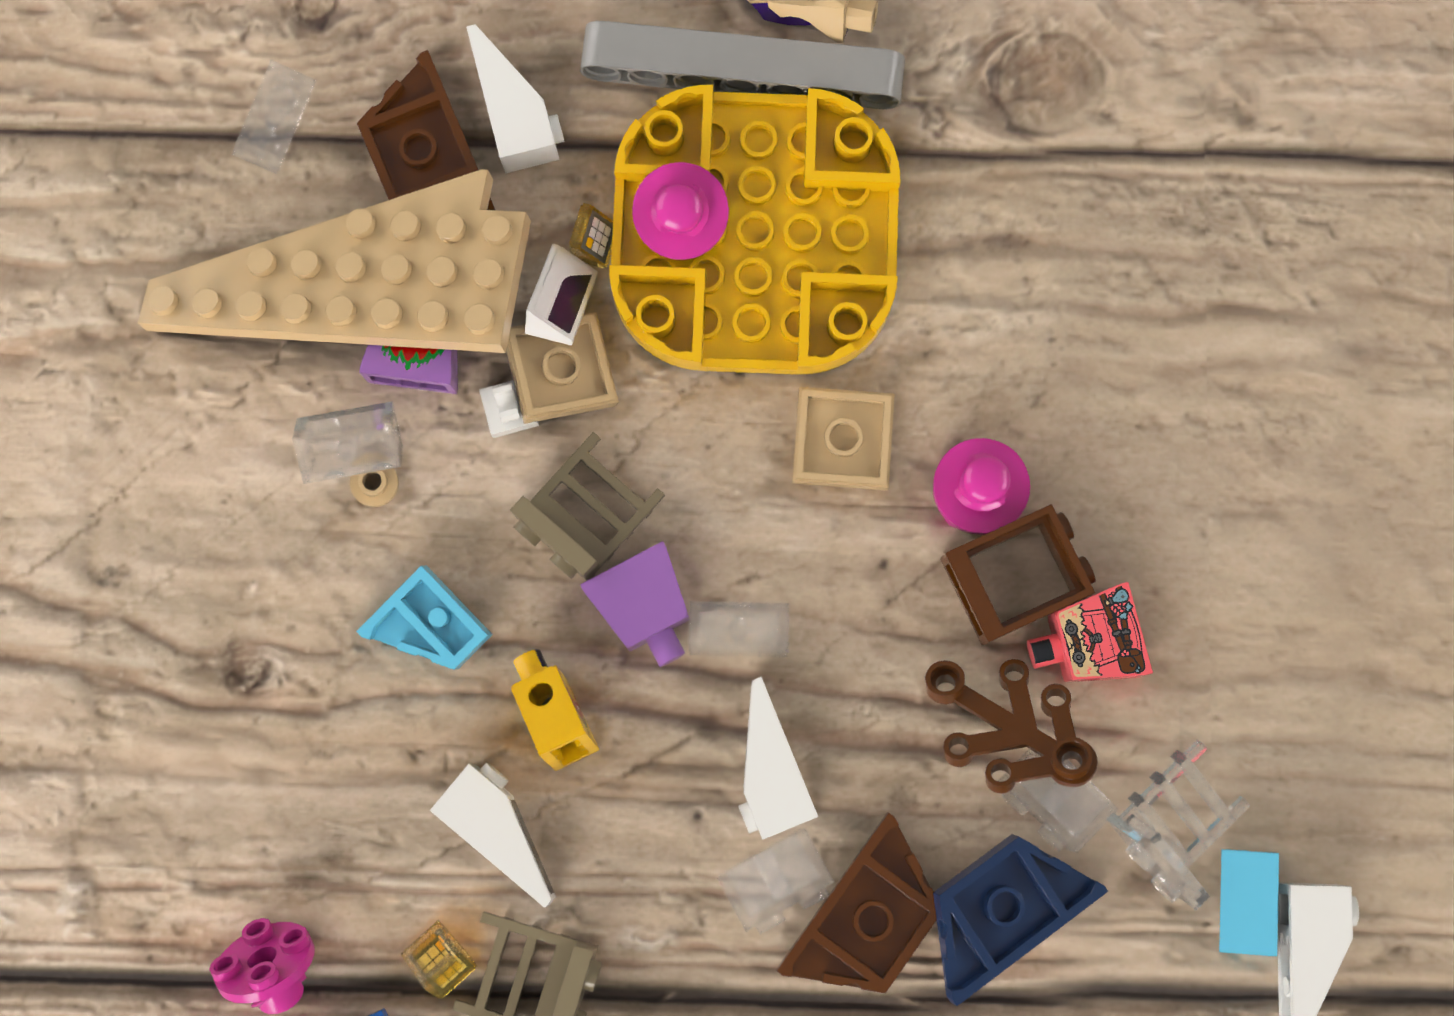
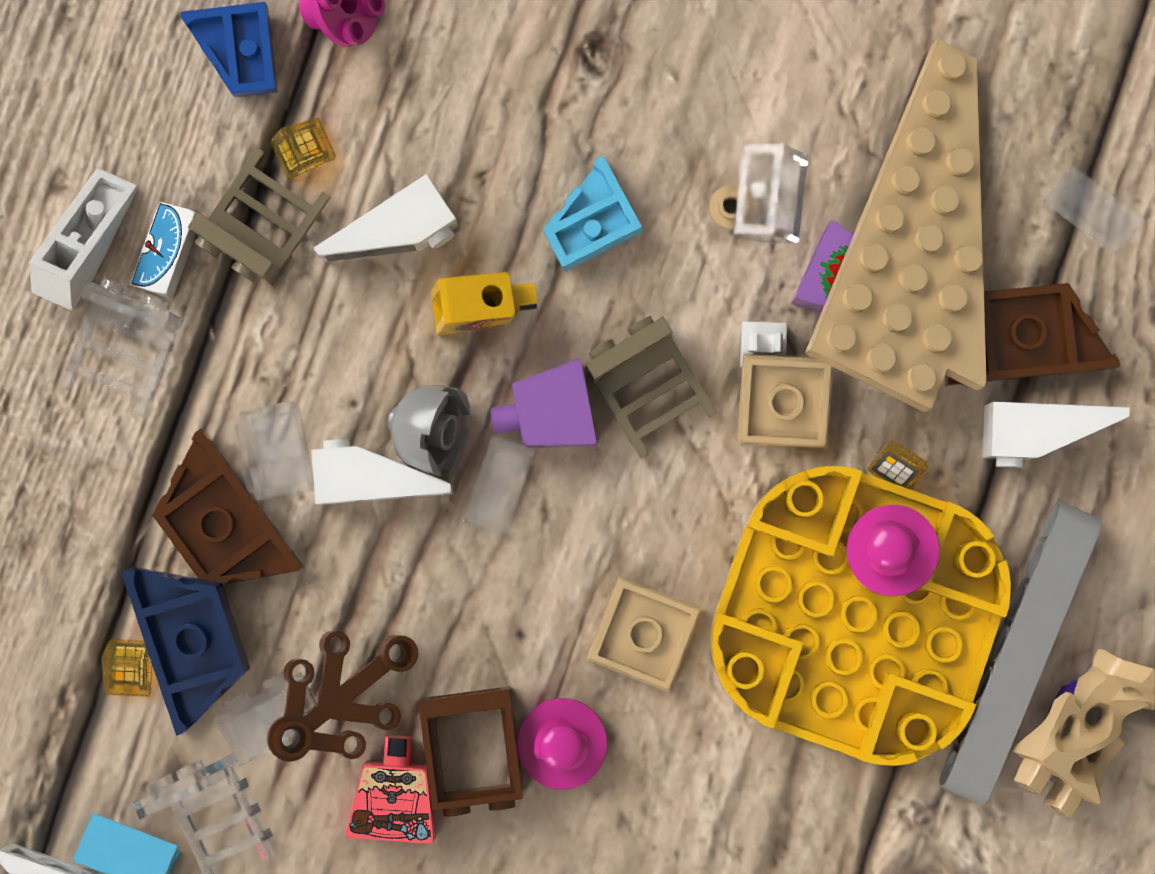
camera: 110 degrees right, 5 degrees up
(560, 297) = (848, 419): white slope -> none
(700, 724) = (428, 428): none -> light grey cylinder
(1054, 969) = (127, 668): none -> clear yellow slope

